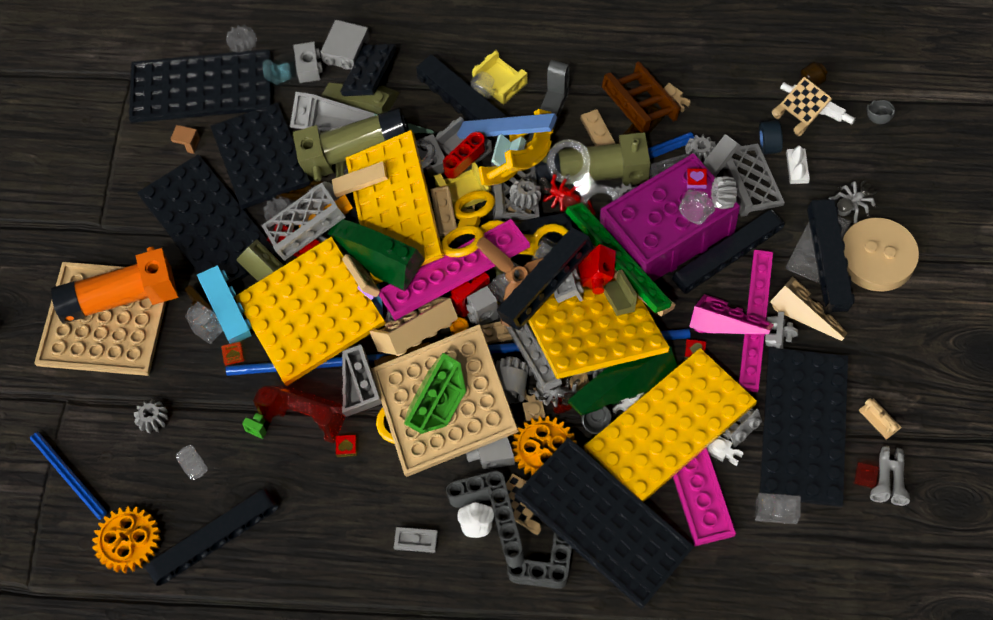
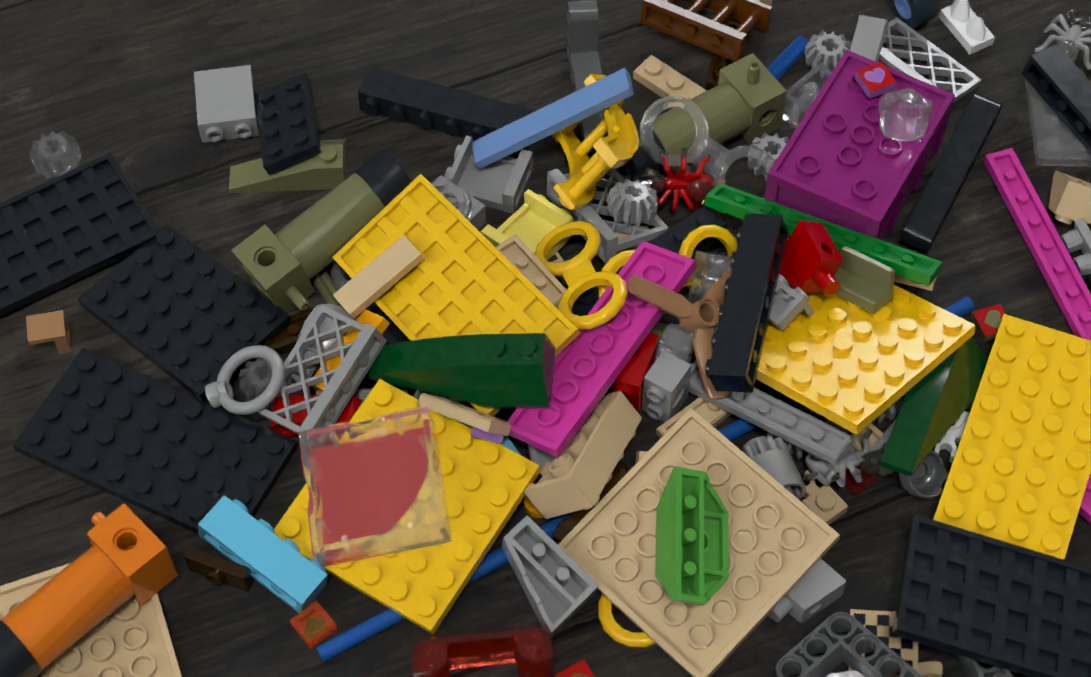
camera: 30 degrees left, 5 degrees down
(203, 322) = (246, 594): clear brick -> none
(251, 208) = (221, 392): none -> light grey piece
(259, 261) = (276, 466): olive panel -> none
(276, 73) = (143, 181): clear light blue bracket -> none
(293, 294) = (374, 487): none -> clear tile
(307, 62) = (181, 149): light grey brick -> none
(329, 114) = (239, 211): light grey plate -> none
(459, 325) = (645, 435): light orange tile -> none
(468, 148) = (510, 184): red beam -> none
(483, 84) = (472, 78): clear hair -> none
(503, 145) = (576, 153): light aqua panel -> none
(506, 78) = (484, 66): light yellow panel -> none
(533, 460) = (876, 523): light orange gear -> none
(714, 316) = (993, 266): wedge -> none
(724, 192) = (932, 79): light grey gear -> none

